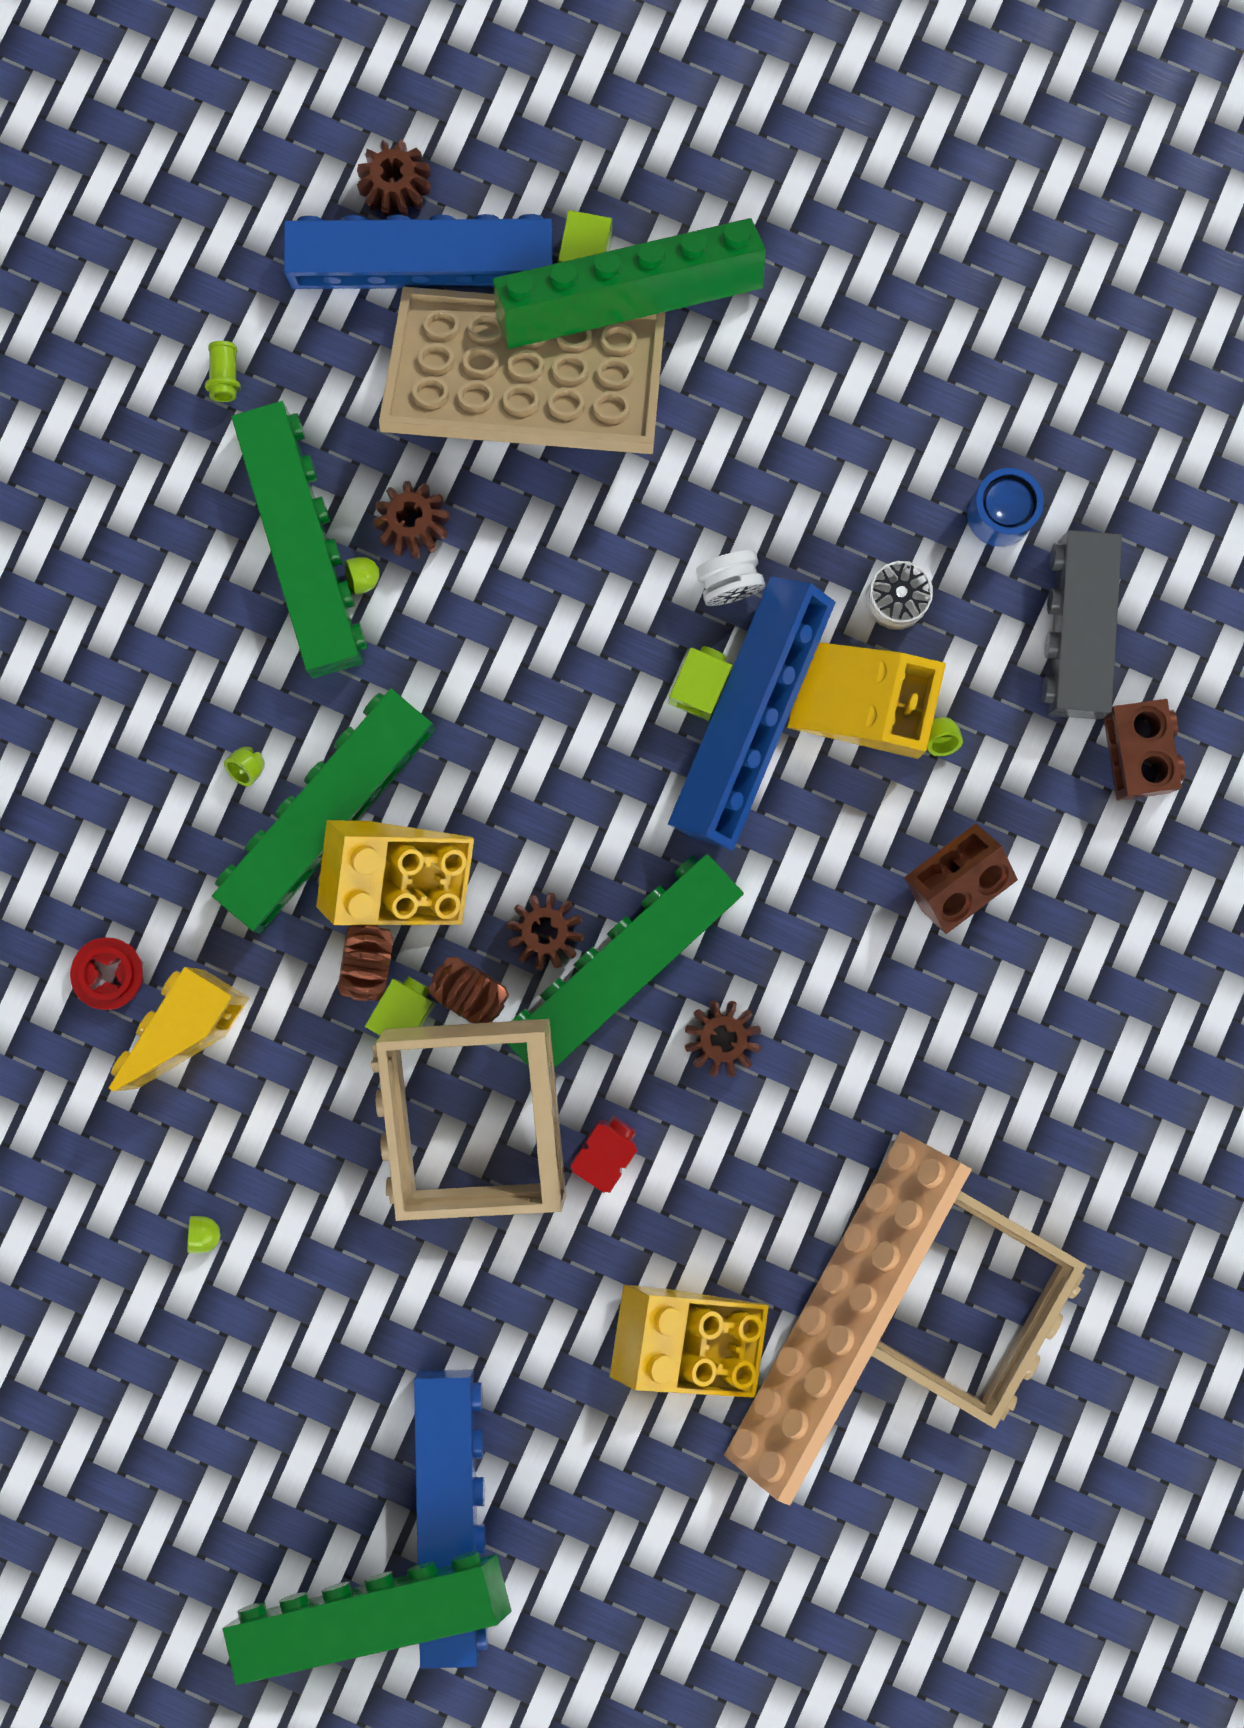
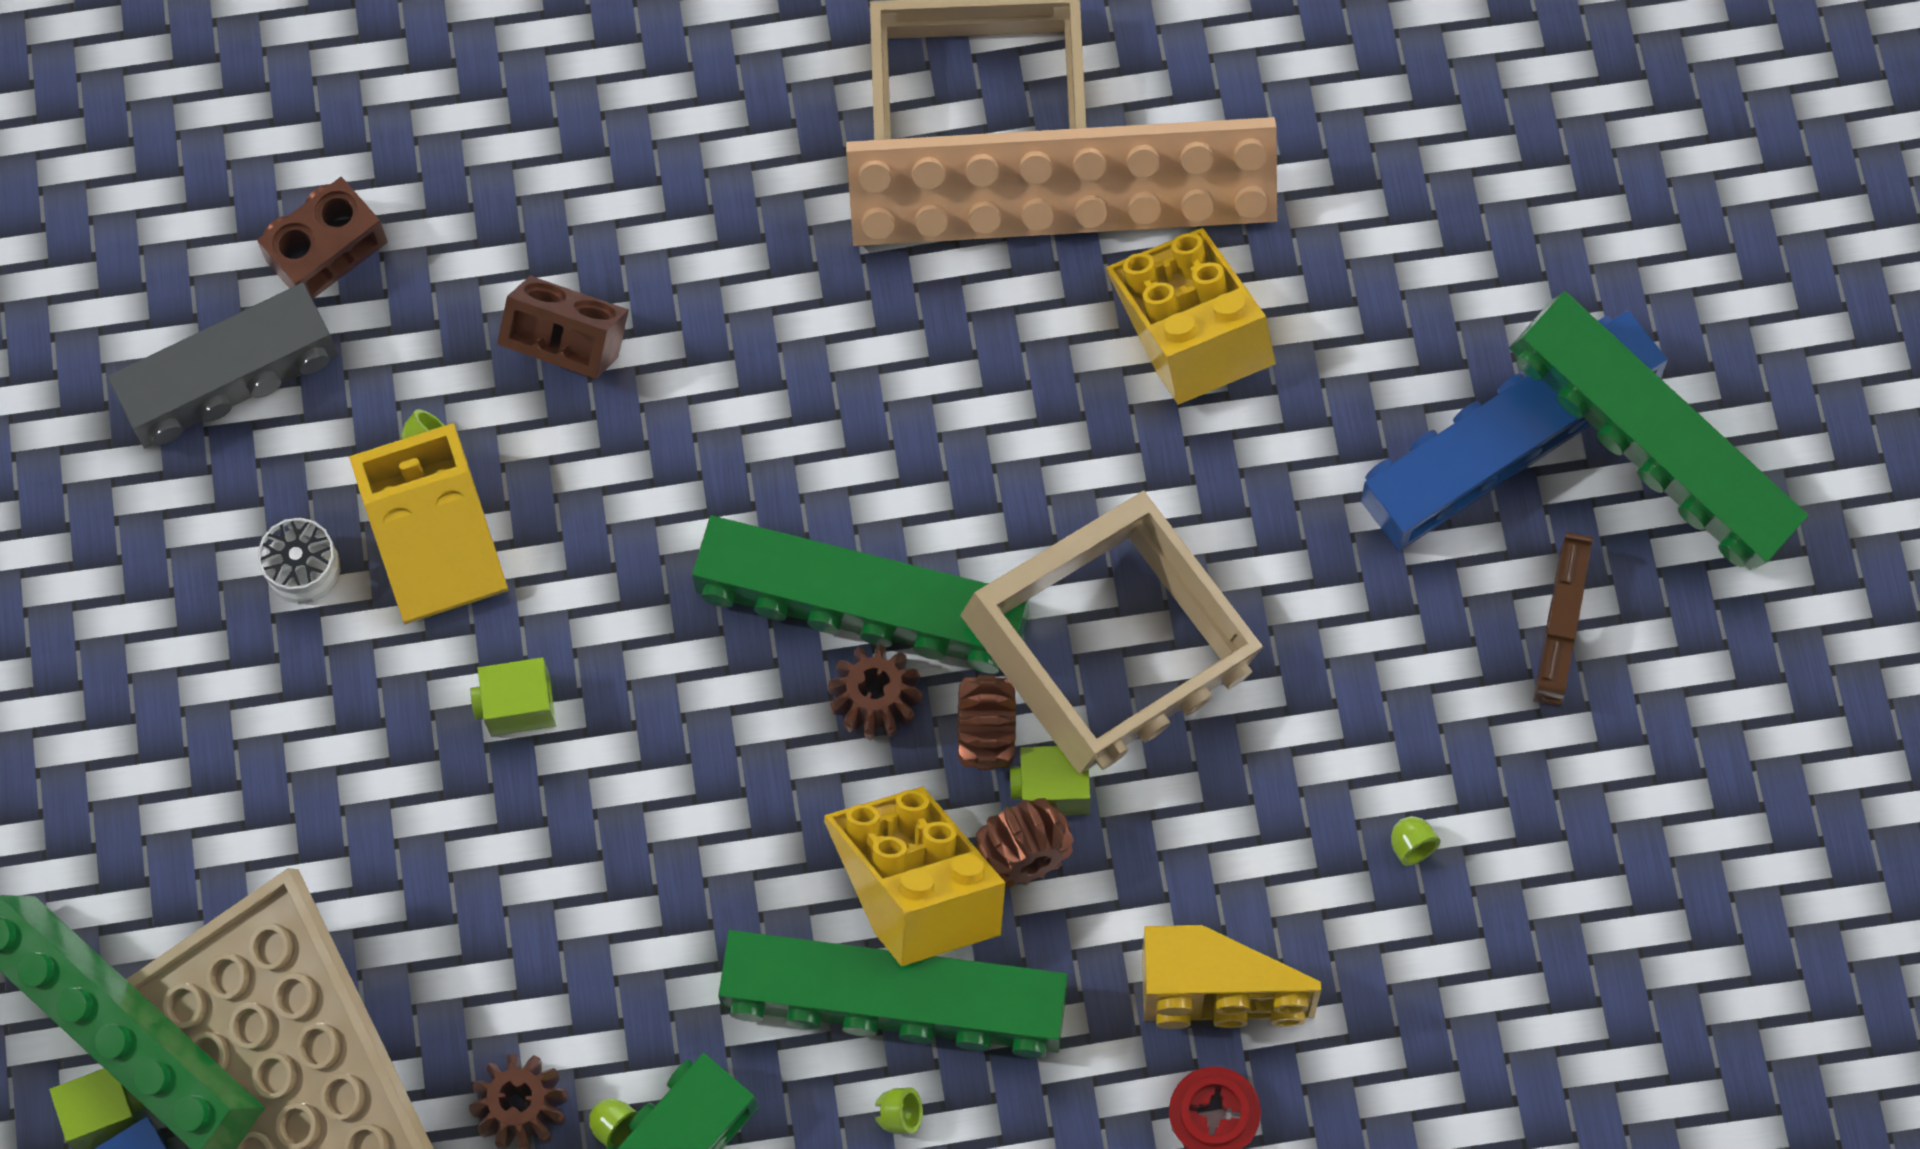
camera: 120 degrees left, 15 degrees down
(287, 1451) = (1562, 619): none -> reddish brown piece
(605, 1154) = (1058, 487): red brick -> none
(730, 577) = (380, 733): white wheel -> none
(730, 1025) = (871, 438): copper gear -> none
(752, 712) = (514, 622): blue brick -> none
(1005, 507) = (142, 509): blue piece -> none

